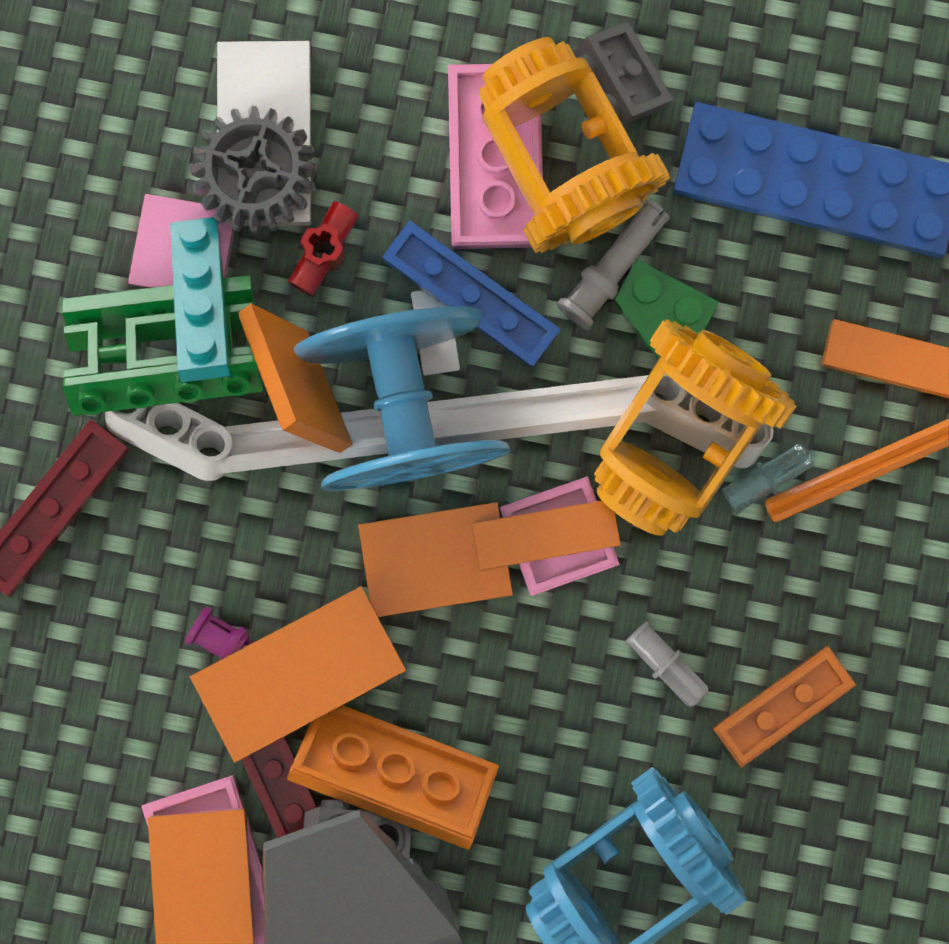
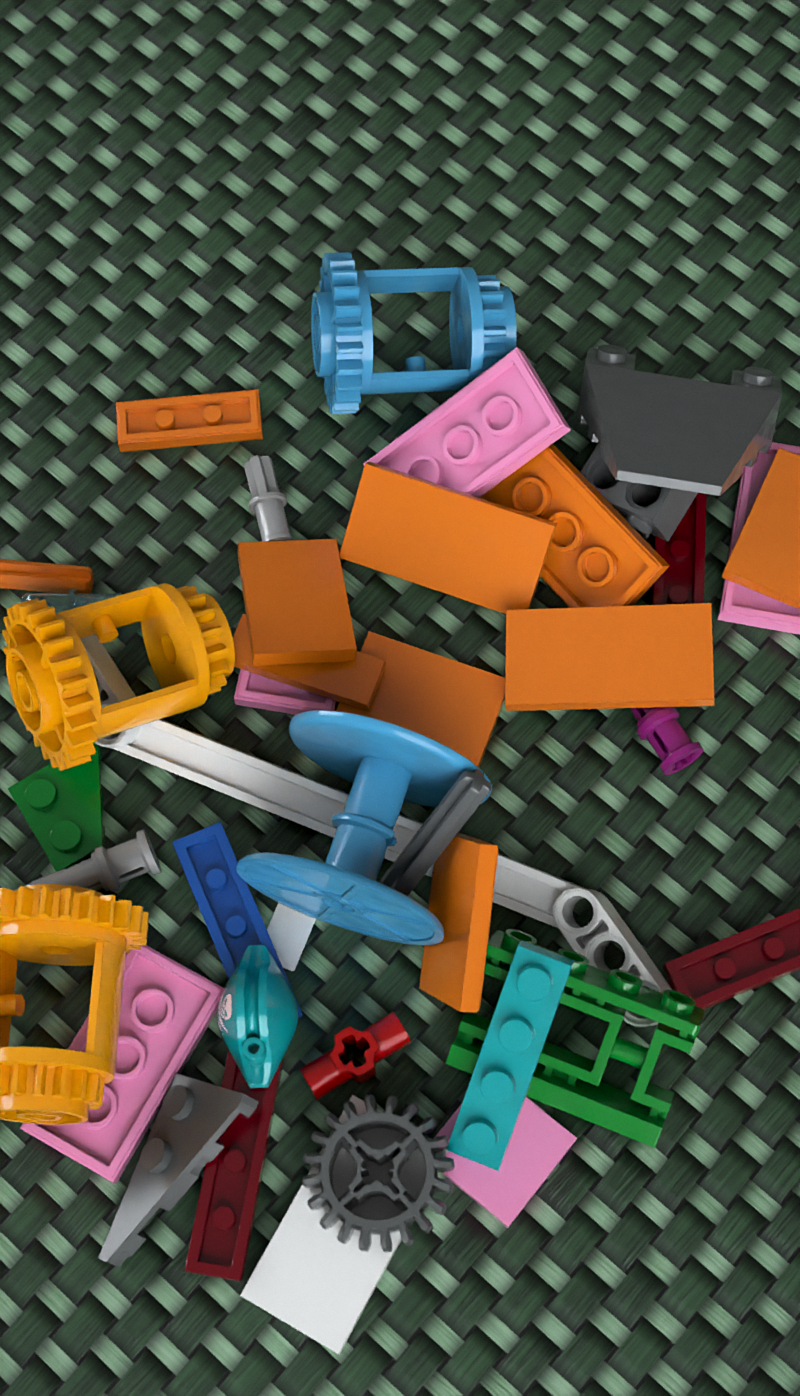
camera: 145 degrees left, 15 degrees down
(345, 425) = (437, 831): none -> dark grey axle
(367, 127) = (233, 1184): none -> dark red plate
(412, 114) = (171, 1160): none -> dark grey wing
(412, 235) = (257, 1016): none -> teal hat
(491, 708) = (446, 539): none -> orange tile
(520, 800) = (480, 430): none -> bright pink tile
(583, 580) = (296, 602): none -> orange tile

